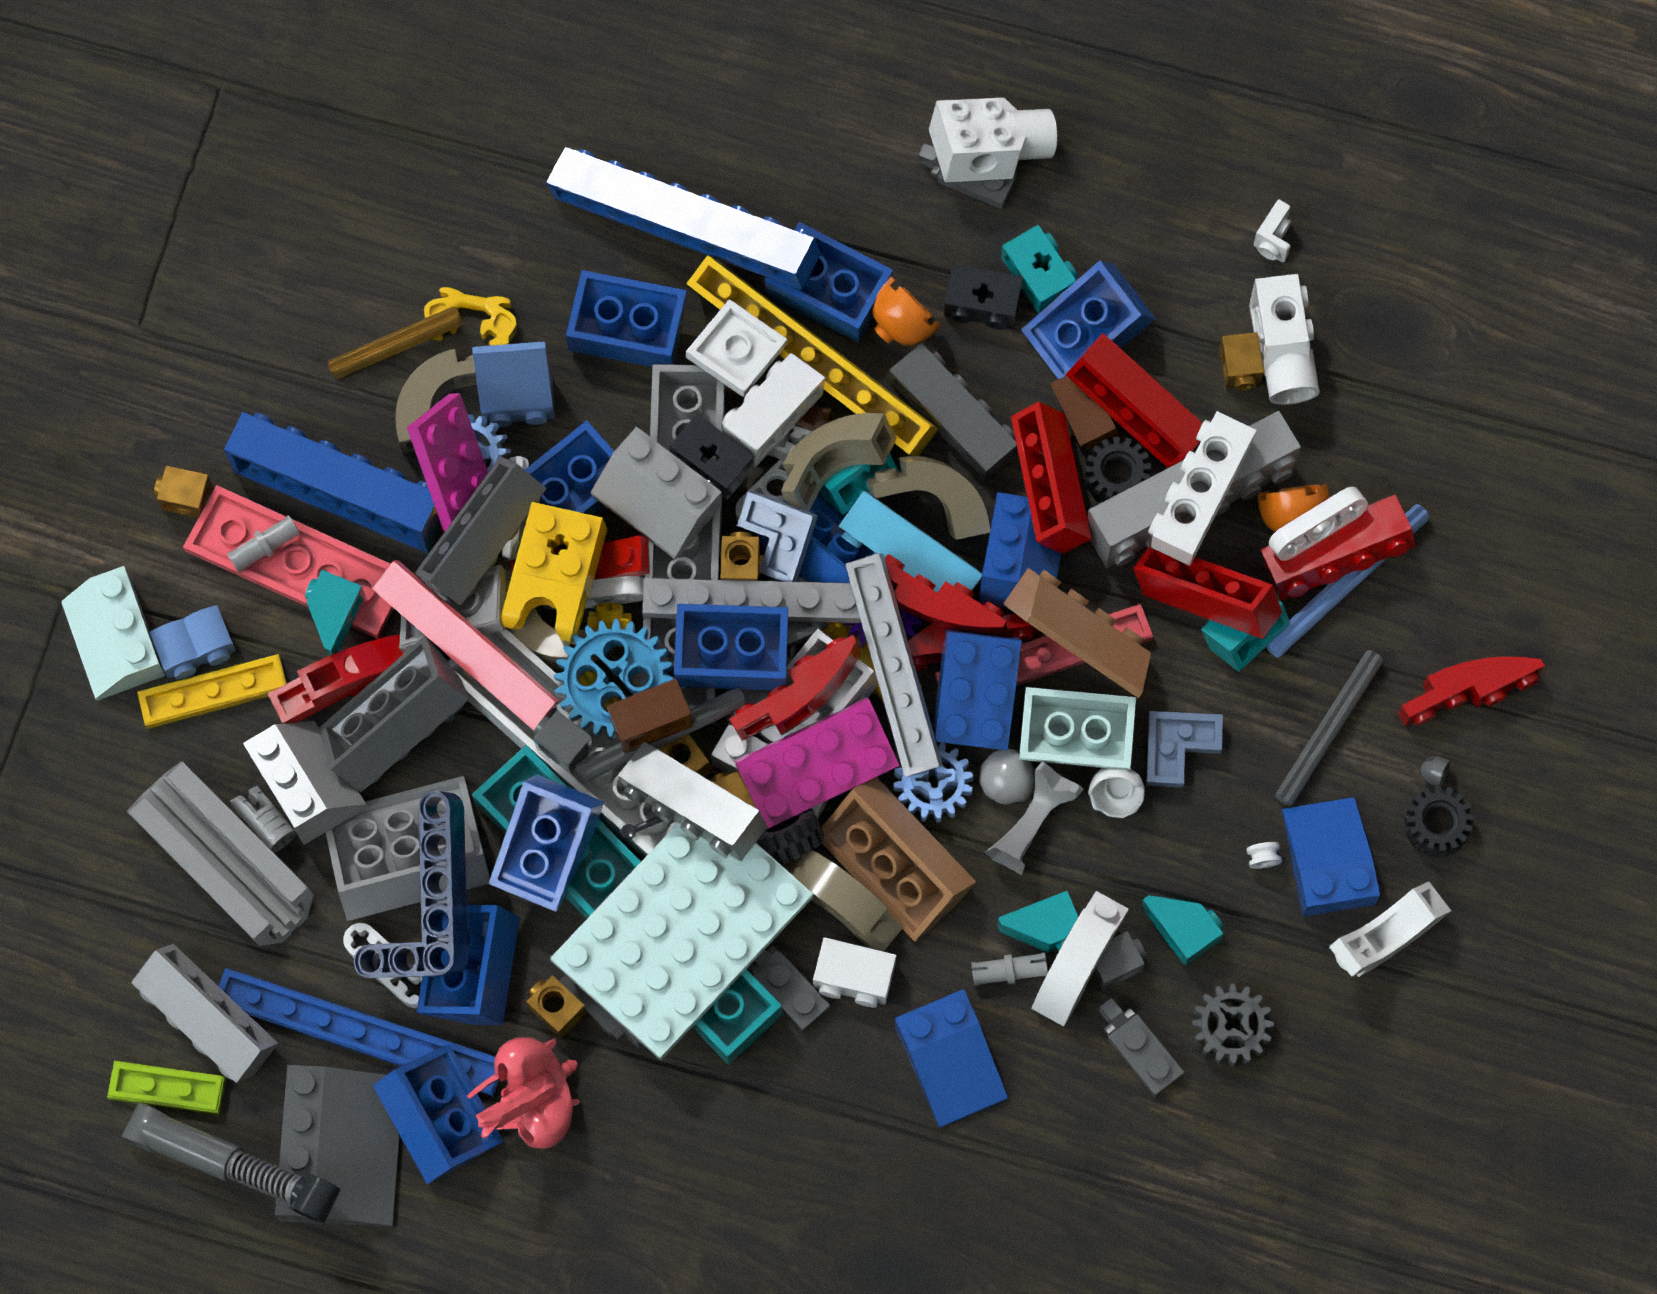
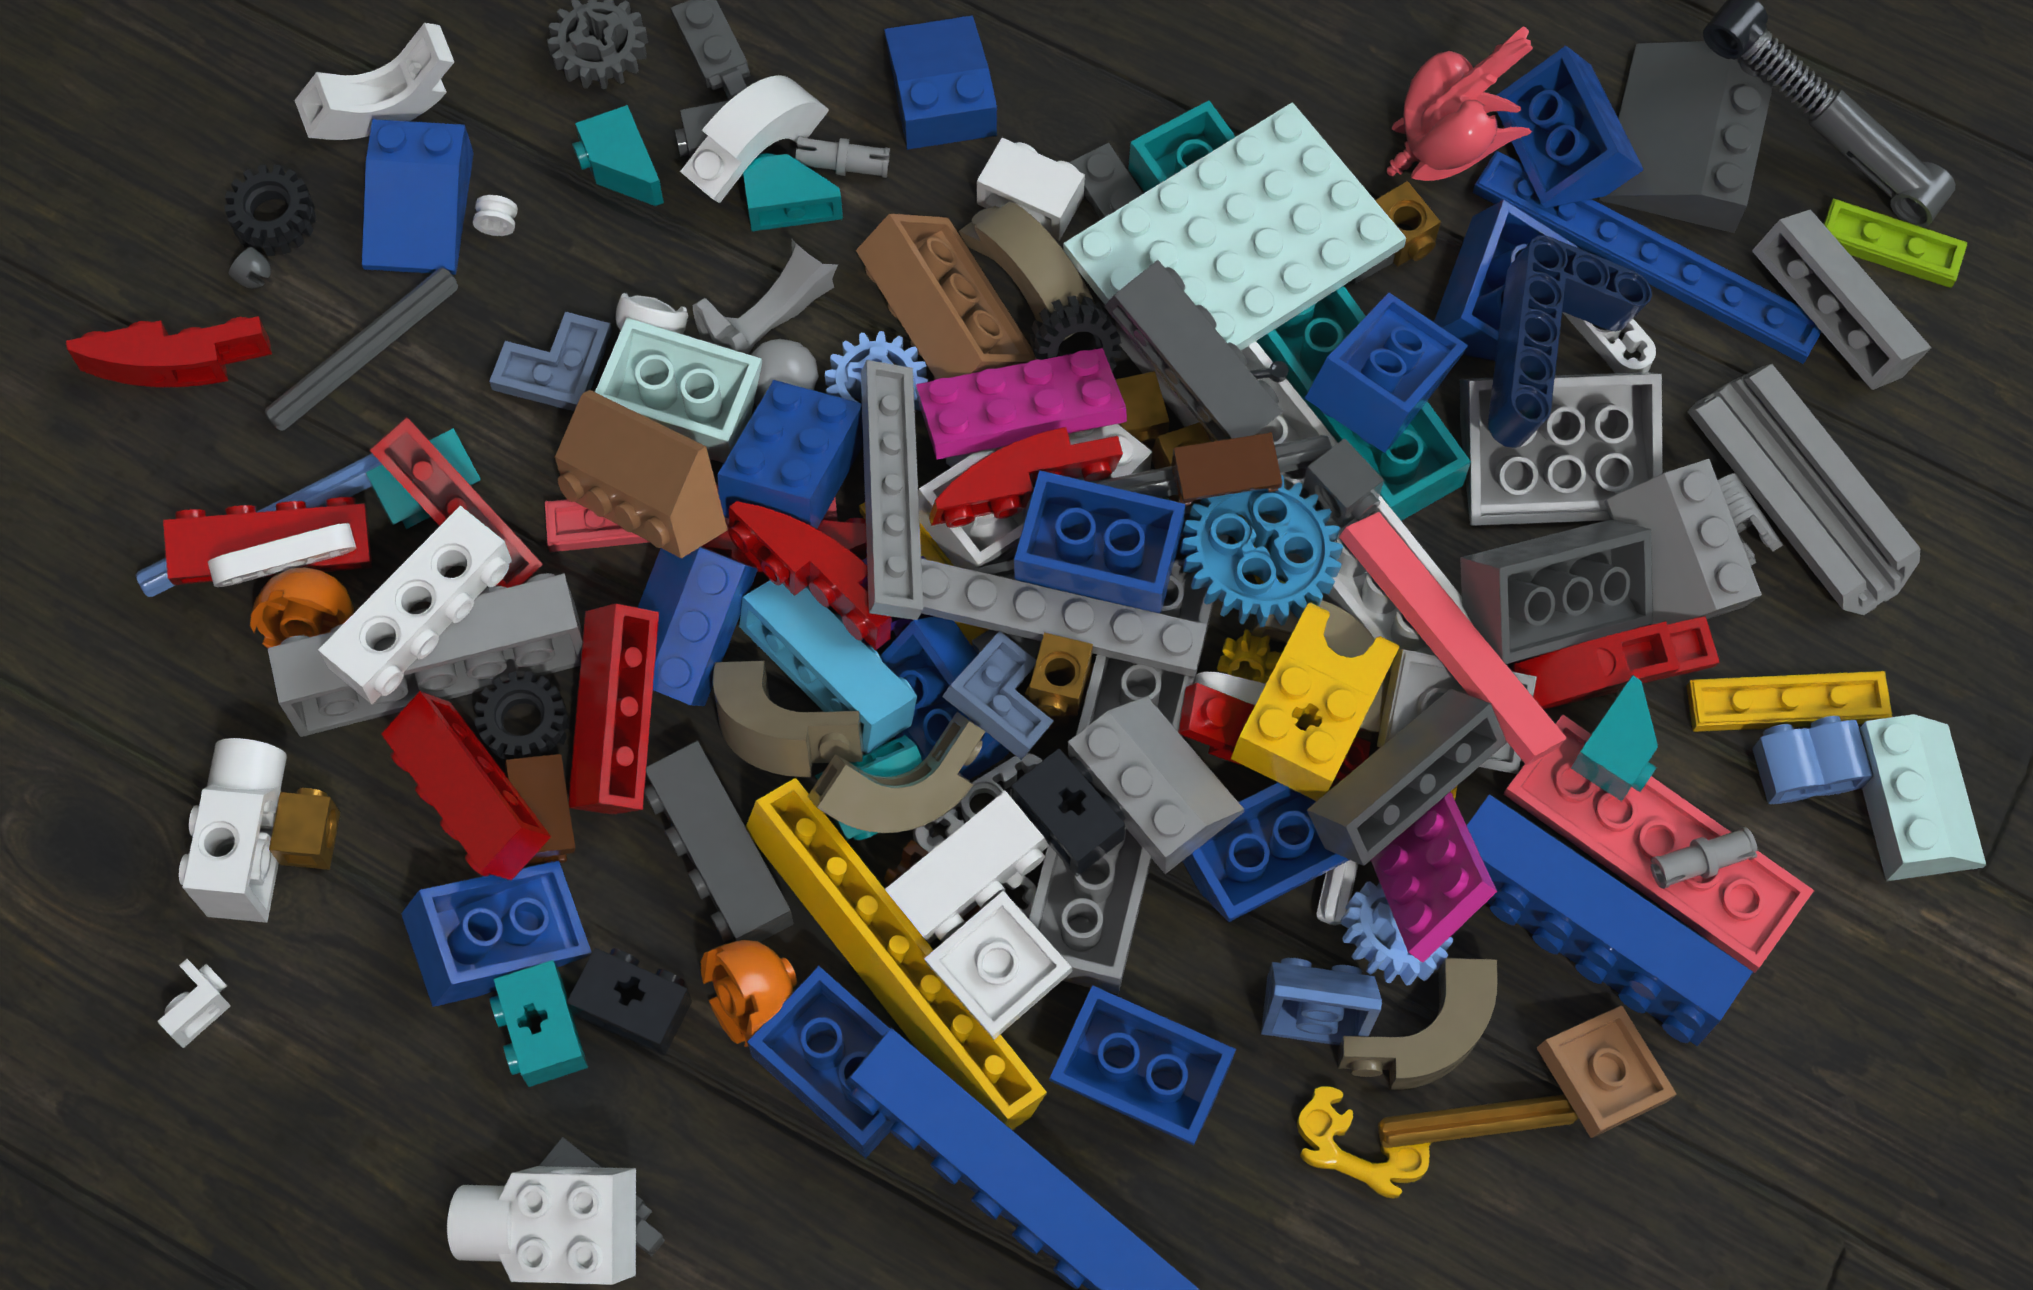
camera: 170 degrees left, 5 degrees down
(183, 491) = (1806, 970): pearl gold brick -> none
(313, 391) = (1606, 1071): none -> medium nougat plate

